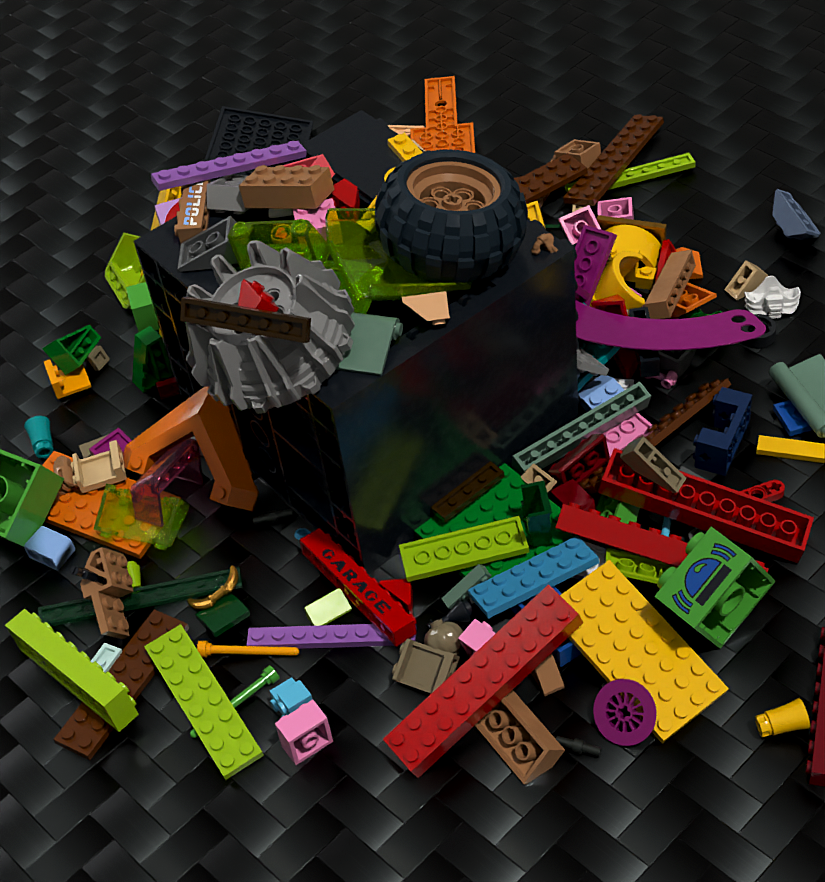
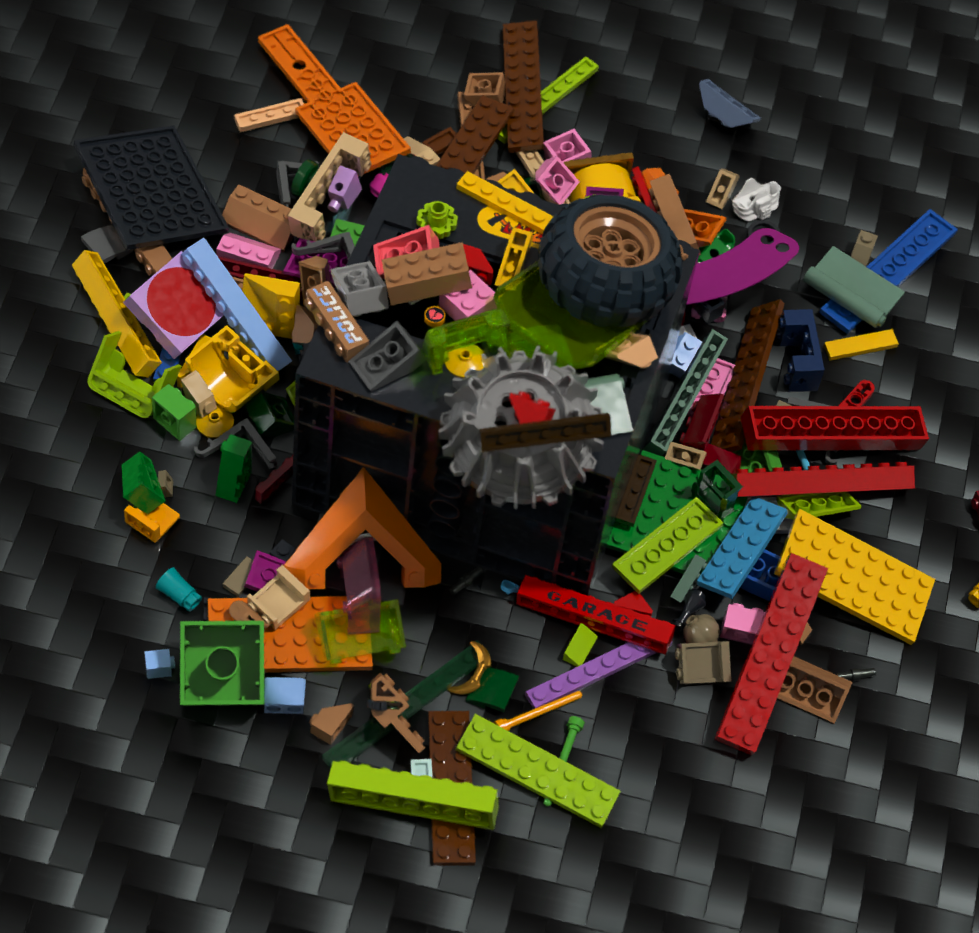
camera: 45 degrees left, 10 degrees up
(65, 585) = (331, 721): none -> medium nougat slope
(227, 165) = (337, 263): medium lavender plate -> none
(289, 696) = (617, 739): medium azure brick -> none
(304, 732) = (646, 758): bright pink brick -> none
(347, 159) = (439, 217): none -> lime plant
(604, 722) = (883, 652): magenta piece -> none
(650, 463) = (789, 410): dark tan slope -> none
(714, 586) = (897, 500): bright green brick -> none

